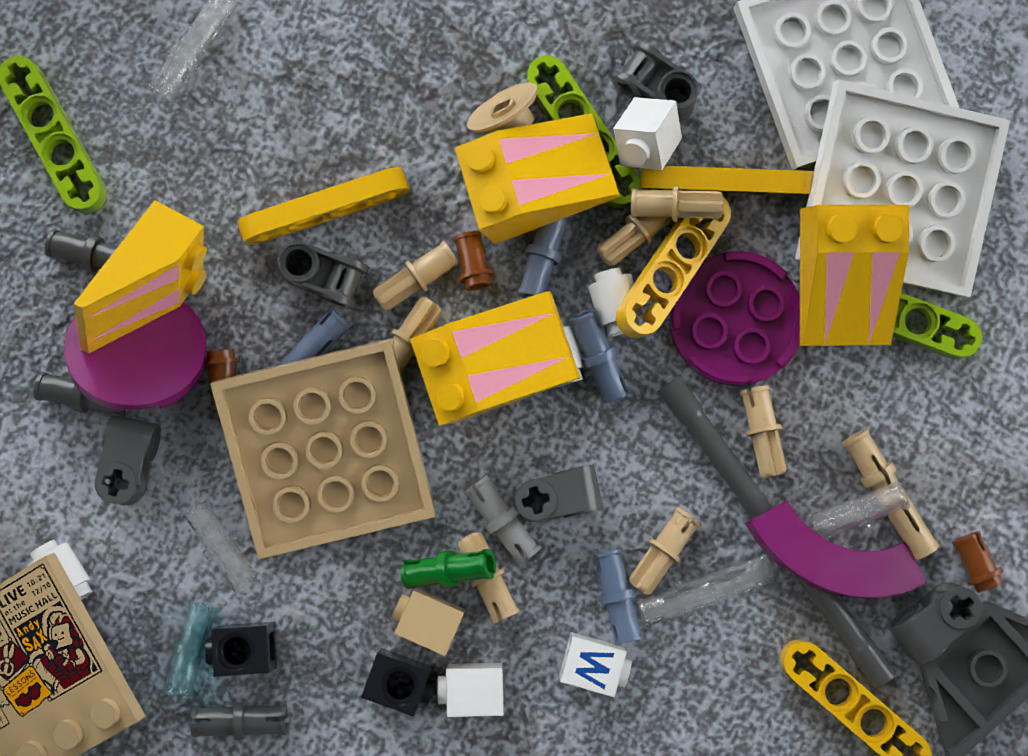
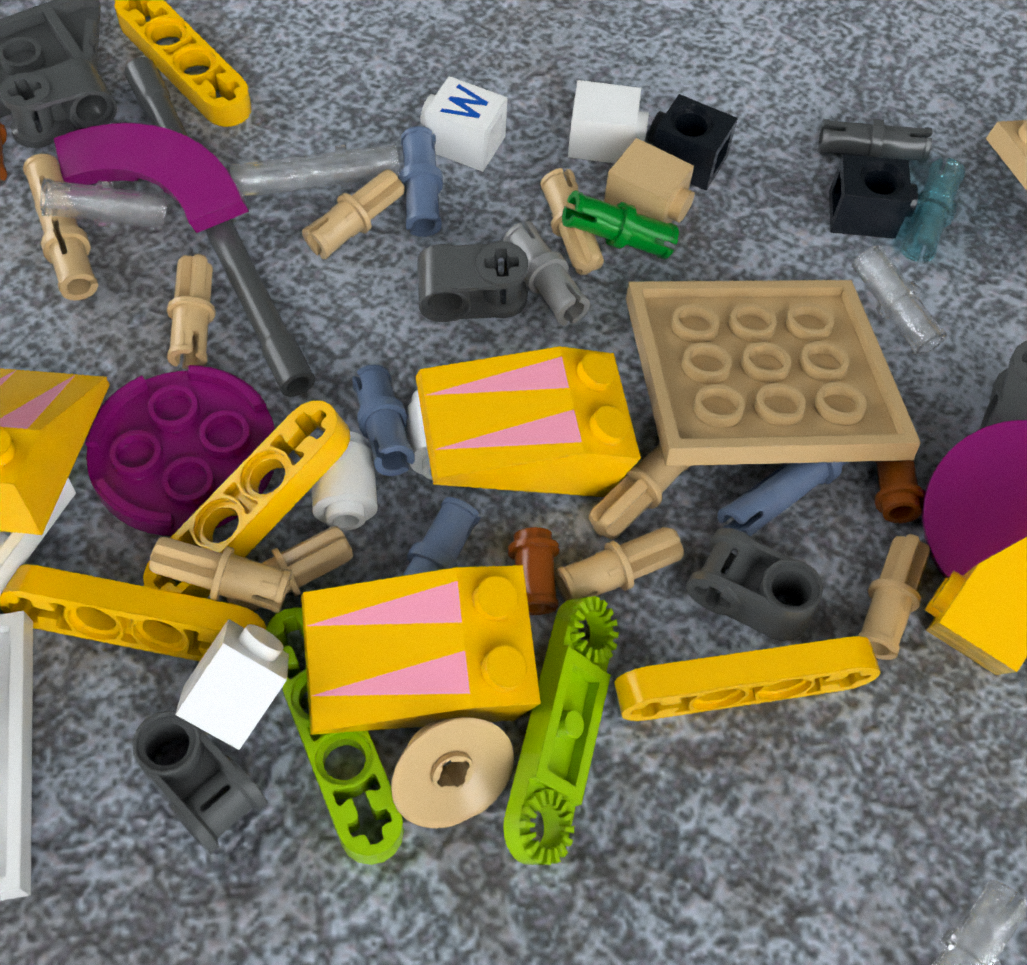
camera: 175 degrees left, 25 degrees down
(225, 287) = (895, 595): none -> tan axle
(436, 156) = (561, 732): none -> lime plate

